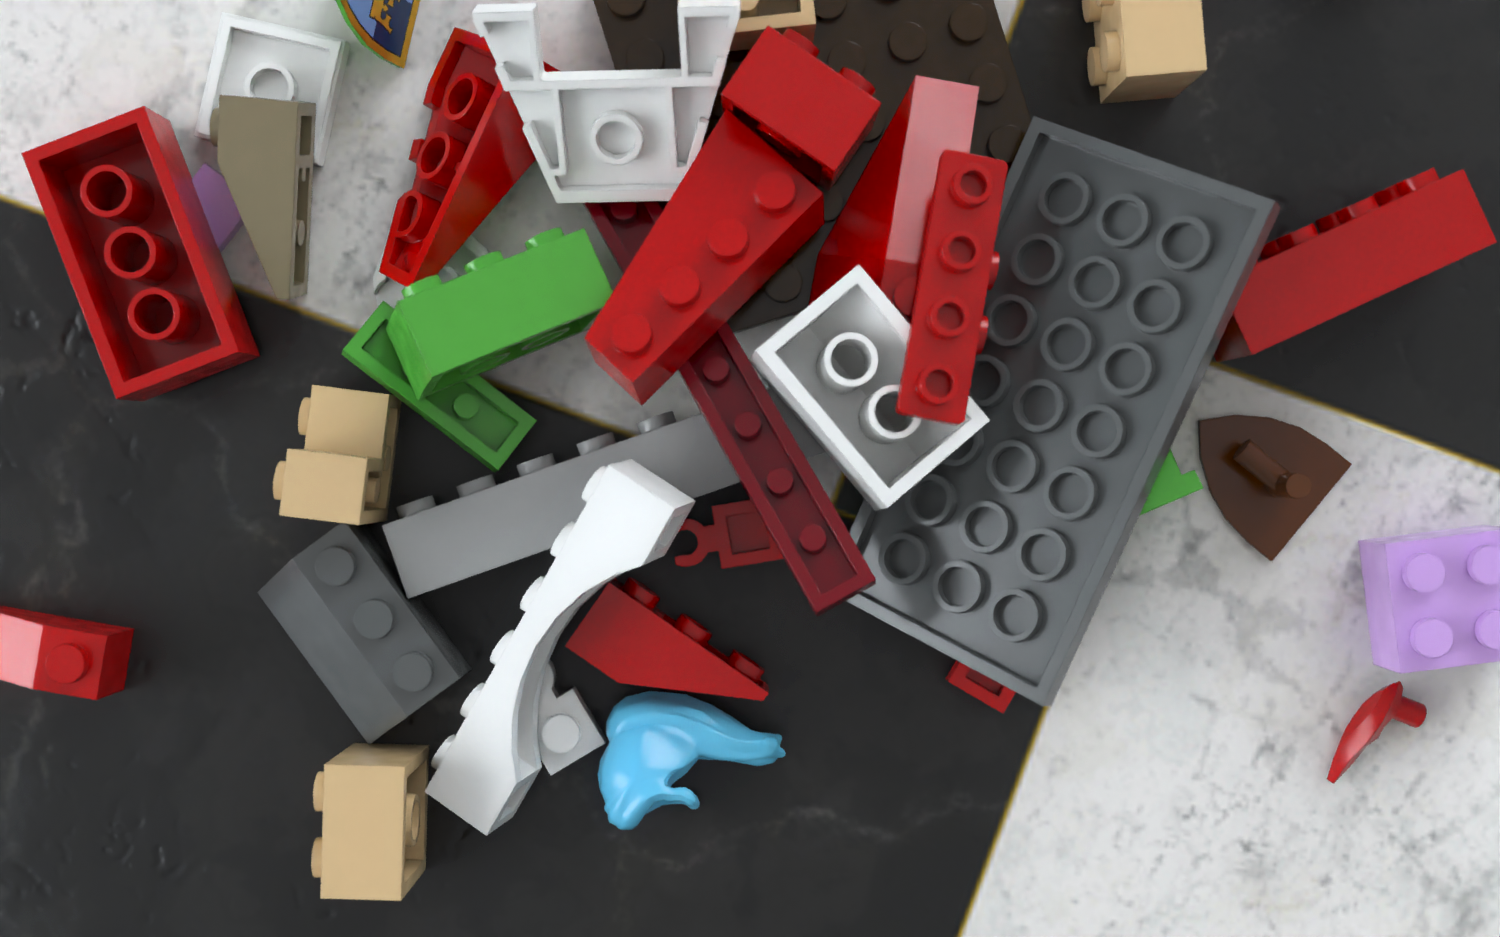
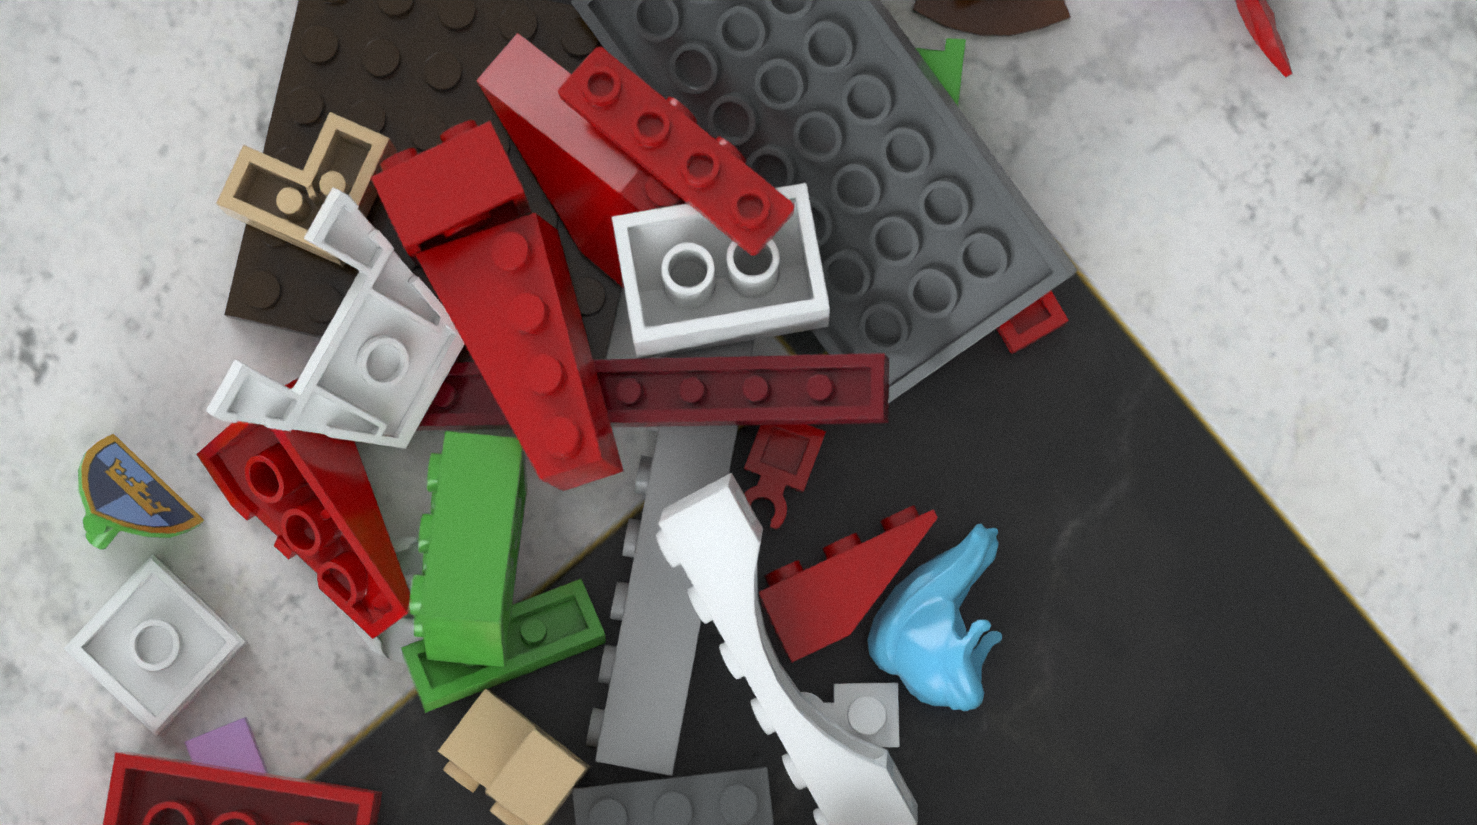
camera: 60 degrees left, 5 degrees down
(269, 171) = (230, 683): dark tan slope -> none

